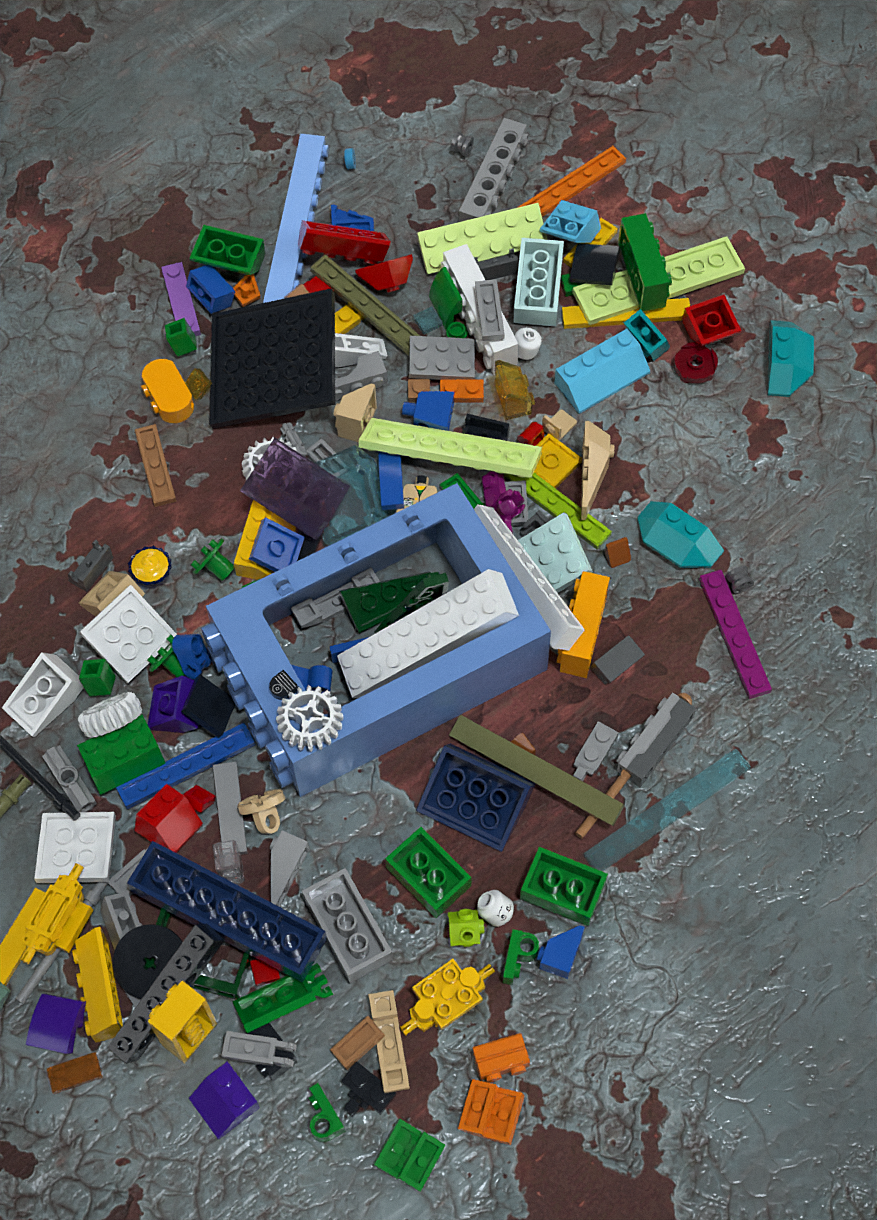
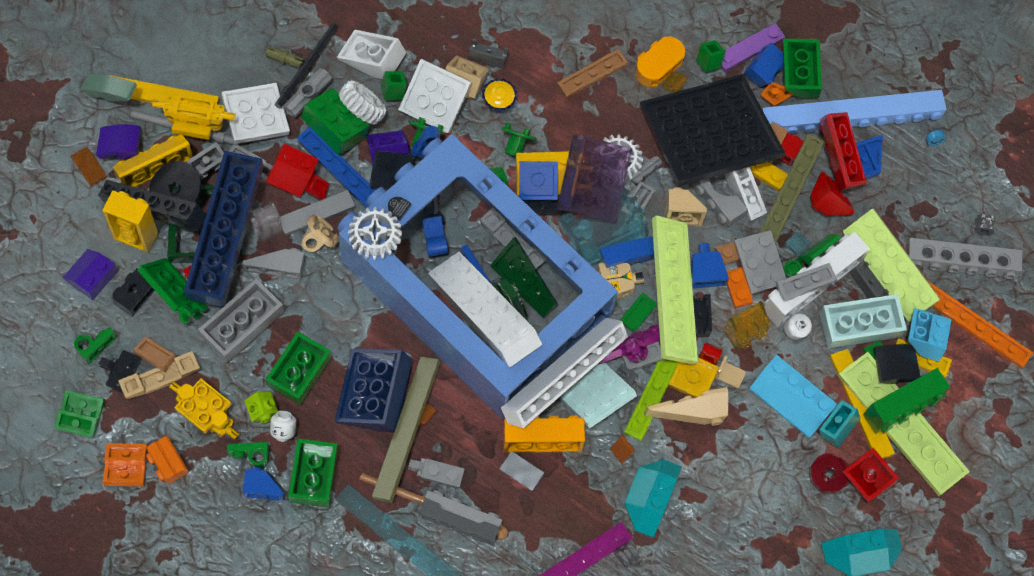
camera: 65 degrees right, 5 degrees up
(256, 1049) = (126, 279): light grey hinge -> none

